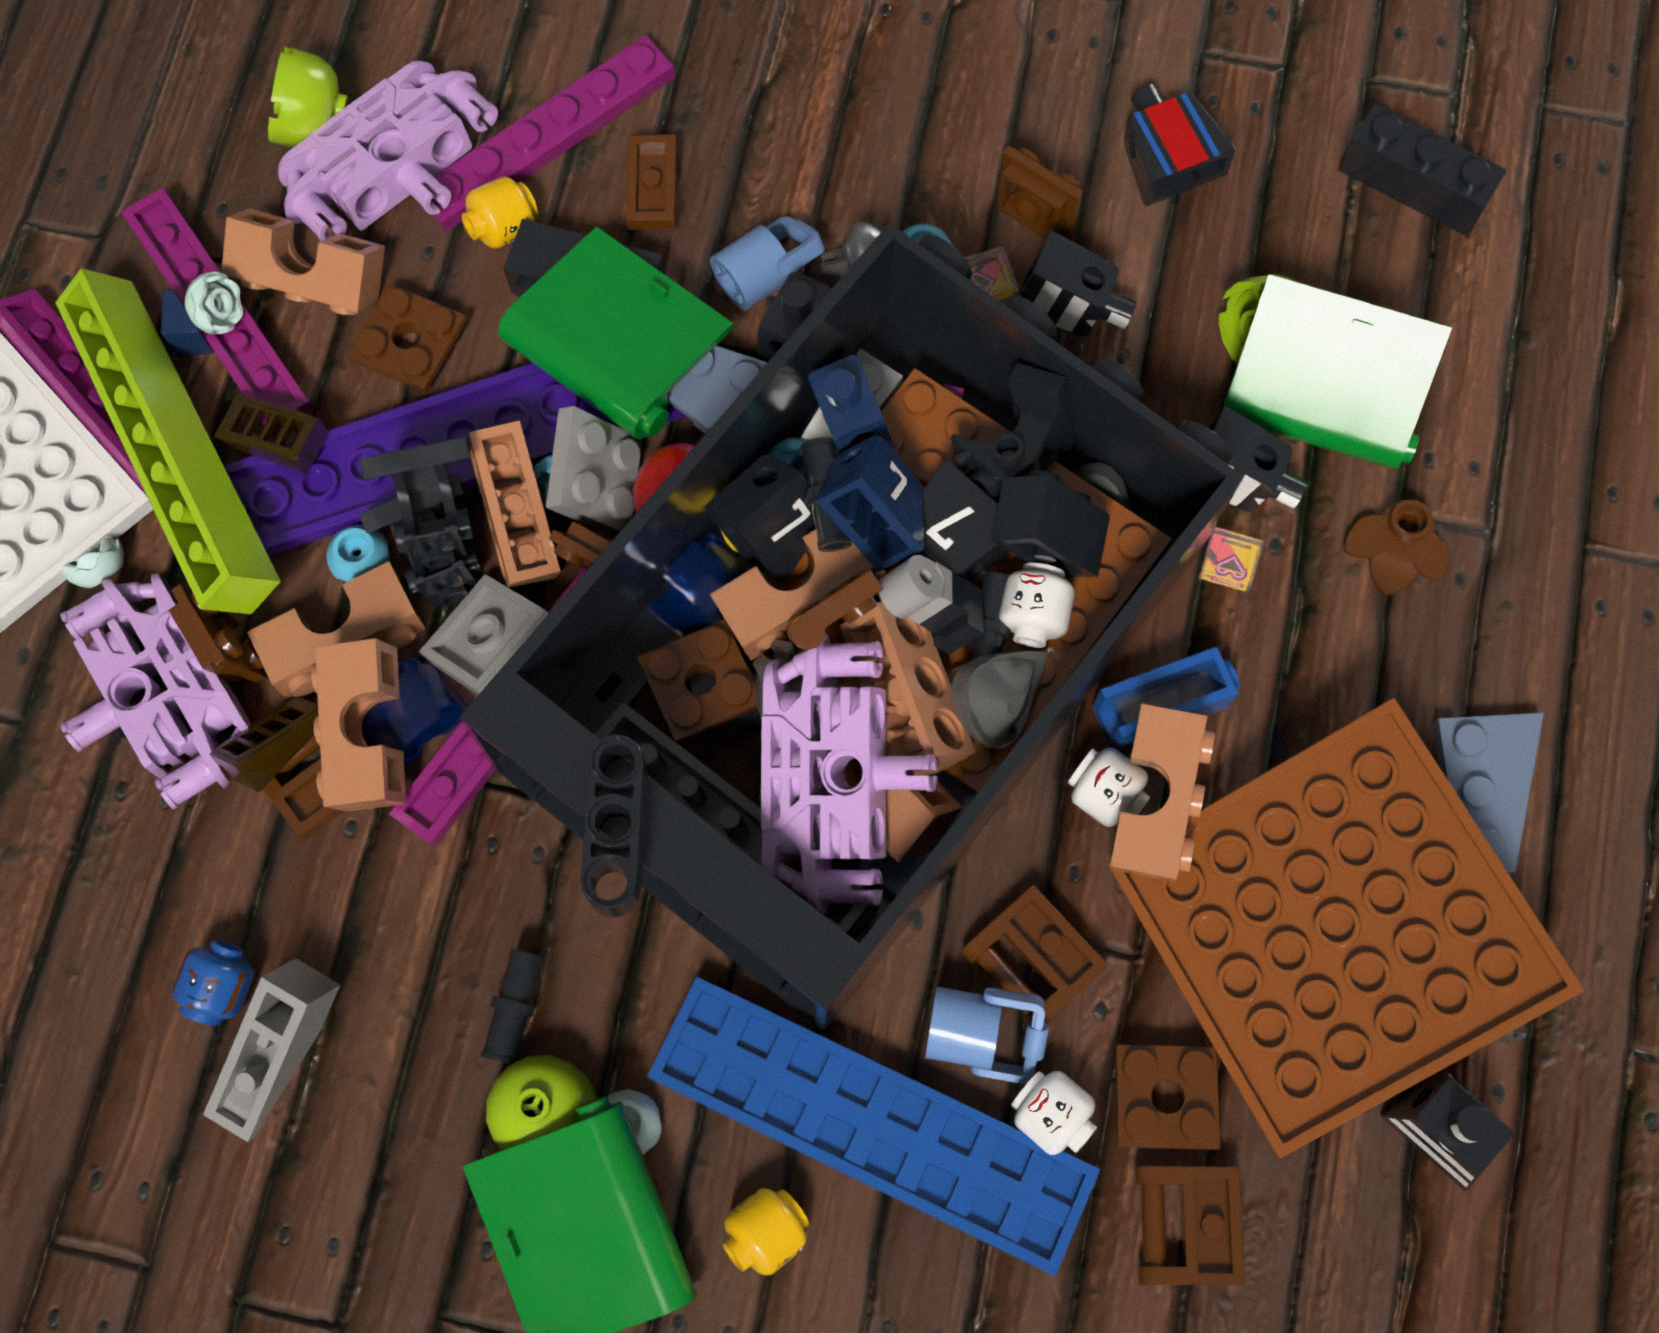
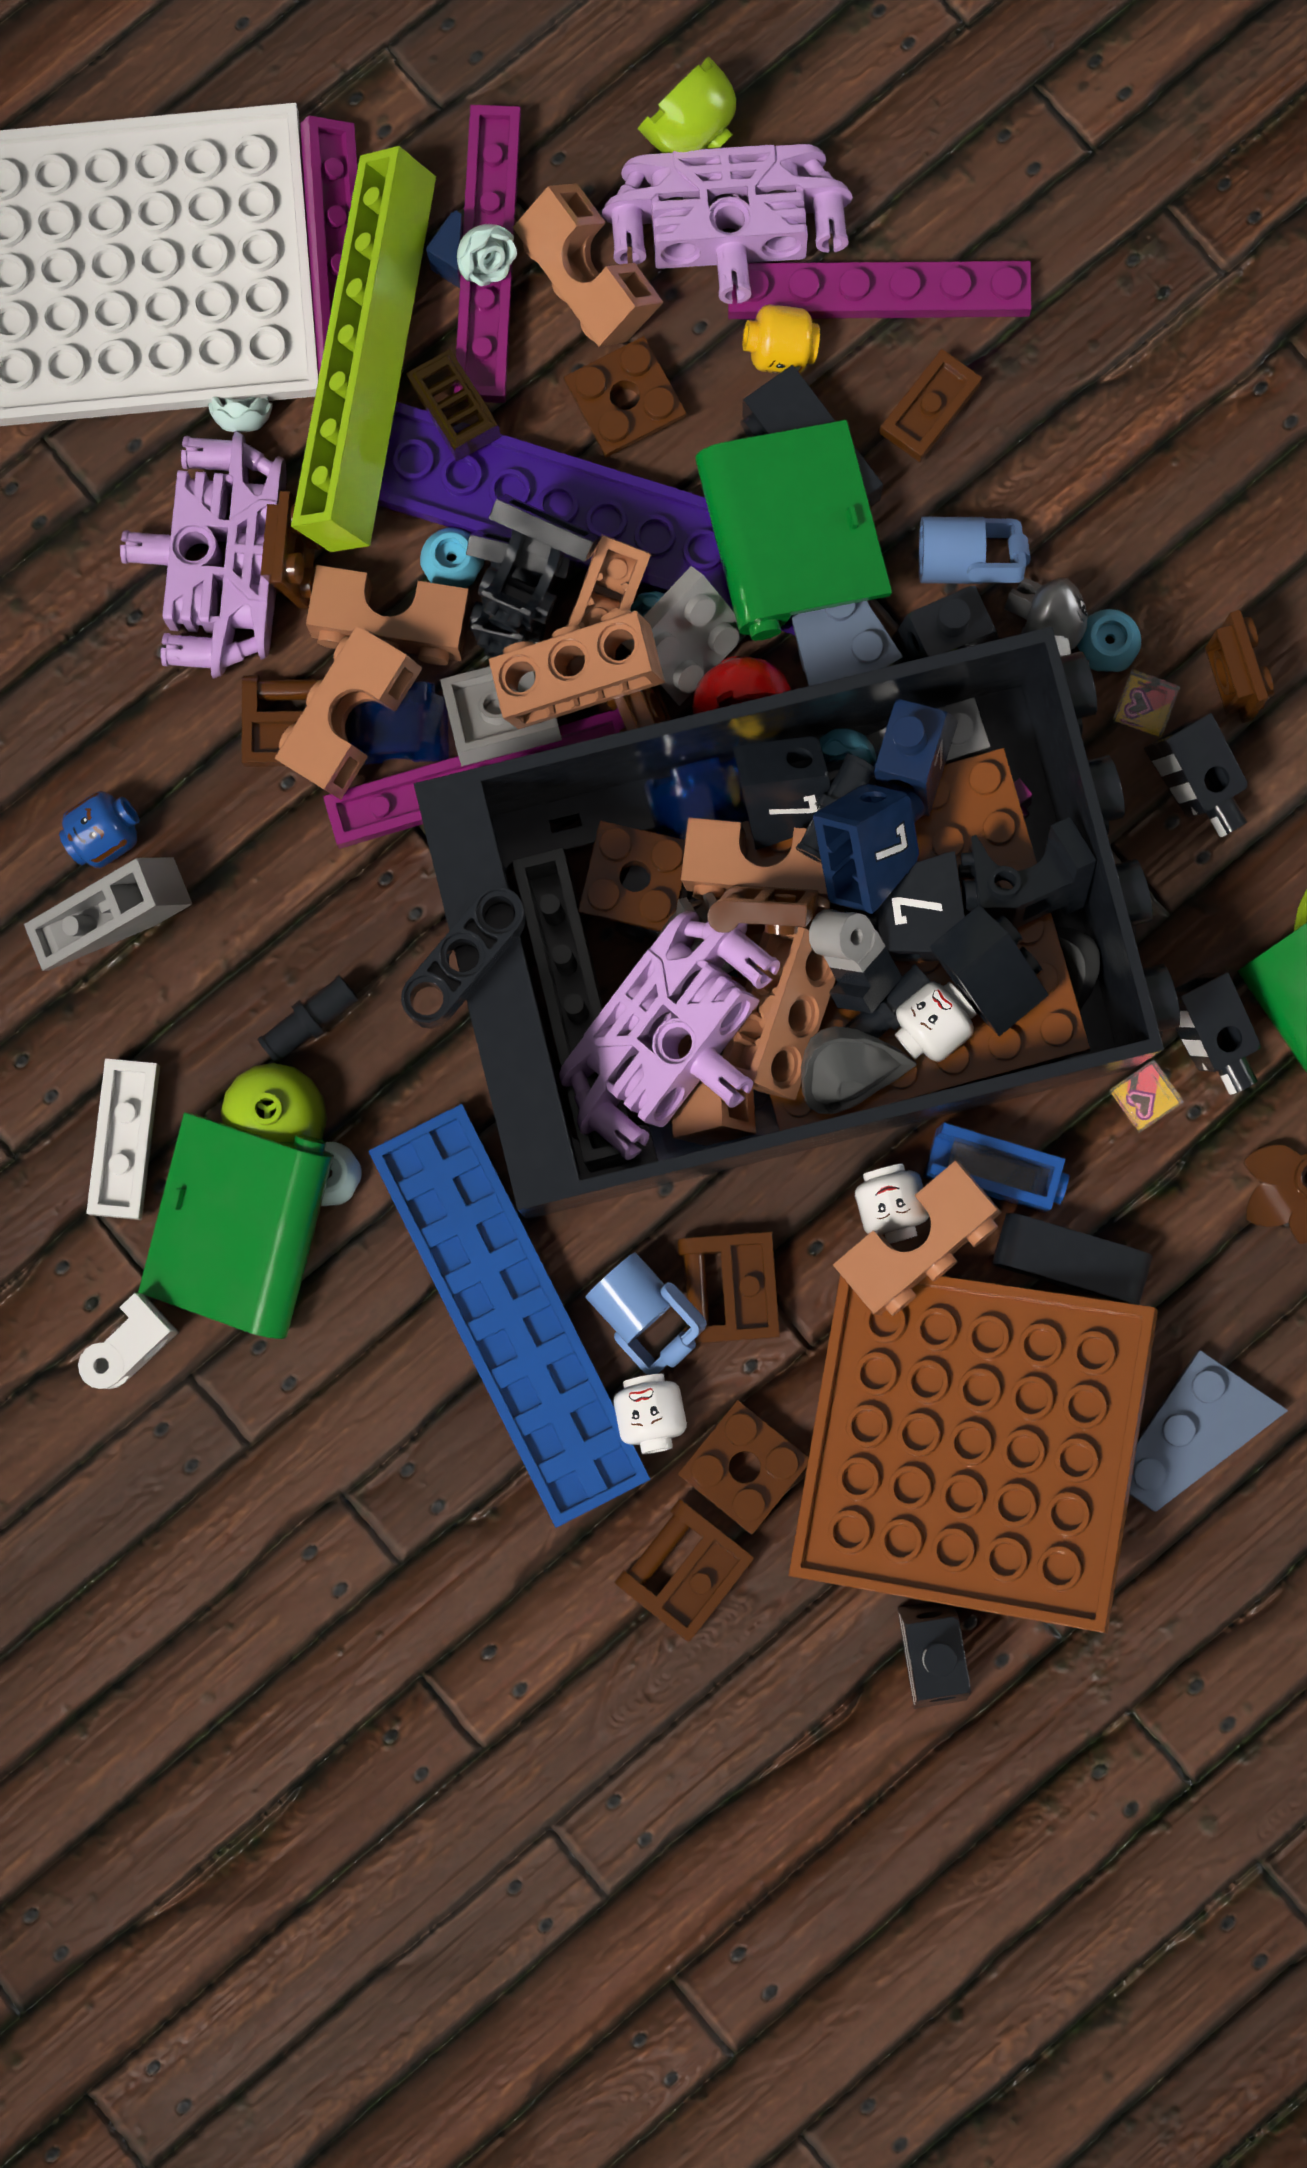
camera: 40 degrees right, 10 degrees up
(267, 745) = (270, 670): dark brown slope -> none
(425, 1233) = (123, 1139): none -> white plate
(553, 545) = (597, 682): none -> nougat brick
(765, 1231) = (369, 1331): yellow head -> none
(1282, 723) = (1072, 1259): none -> black beam

